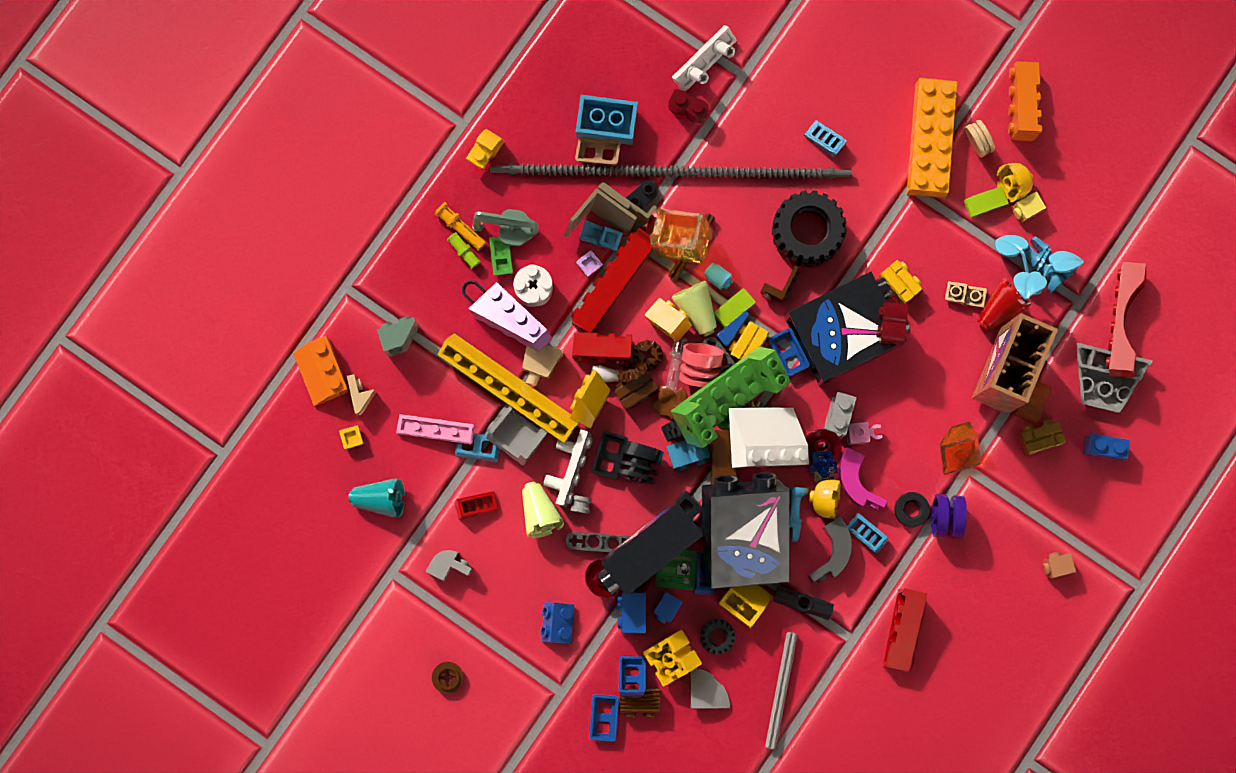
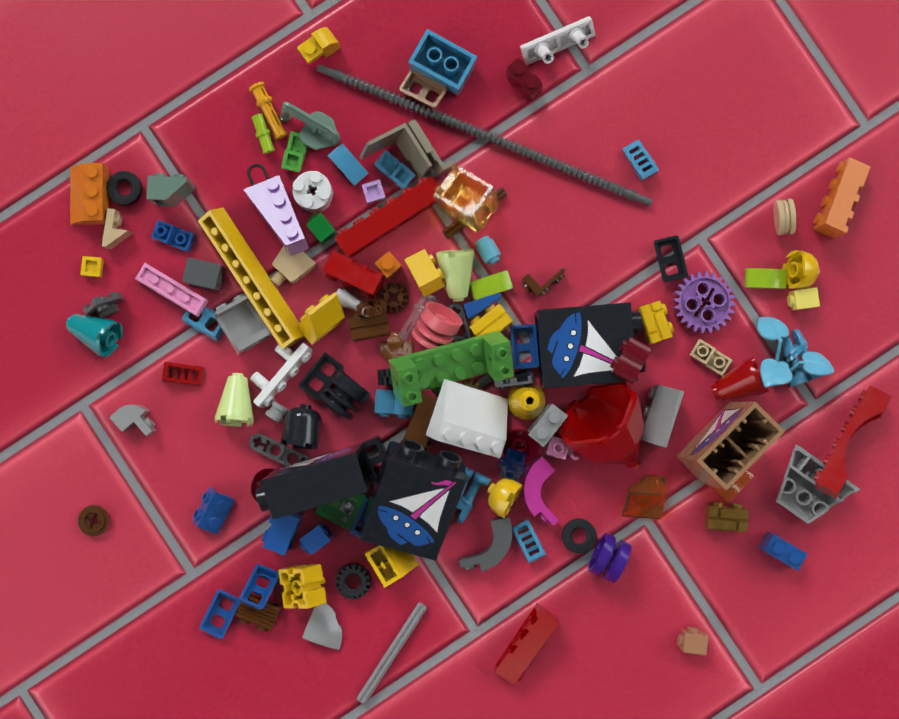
camera: 20 degrees right, 5 degrees up
(345, 342) = (133, 196): none -> black tyre
(378, 469) = (104, 306): none -> dark grey plate
(417, 378) = (173, 236): none -> blue slope
(461, 402) = (203, 274): none -> dark grey piece
(554, 247) = (347, 164): none -> dark azure slope
(554, 316) = (321, 228): none -> green brick
(612, 510) = (302, 428): none -> black cylinder
(631, 325) = (388, 265): none -> orange brick
(642, 196) = (447, 147): black plate -> none
(797, 383) = (520, 377): none -> black wing
(806, 407) = (517, 401): none -> yellow cone
(815, 606) = (453, 590): black piece -> none
(820, 206) = (603, 217): black tyre -> none
(895, 393) = (606, 425): none -> red piece
(896, 215) = (677, 258): none -> black piece
(922, 241) = (718, 313): none -> medium lavender gear
(931, 138) = (740, 198): light orange brick -> none
(940, 366) = (660, 414): none -> light grey slope

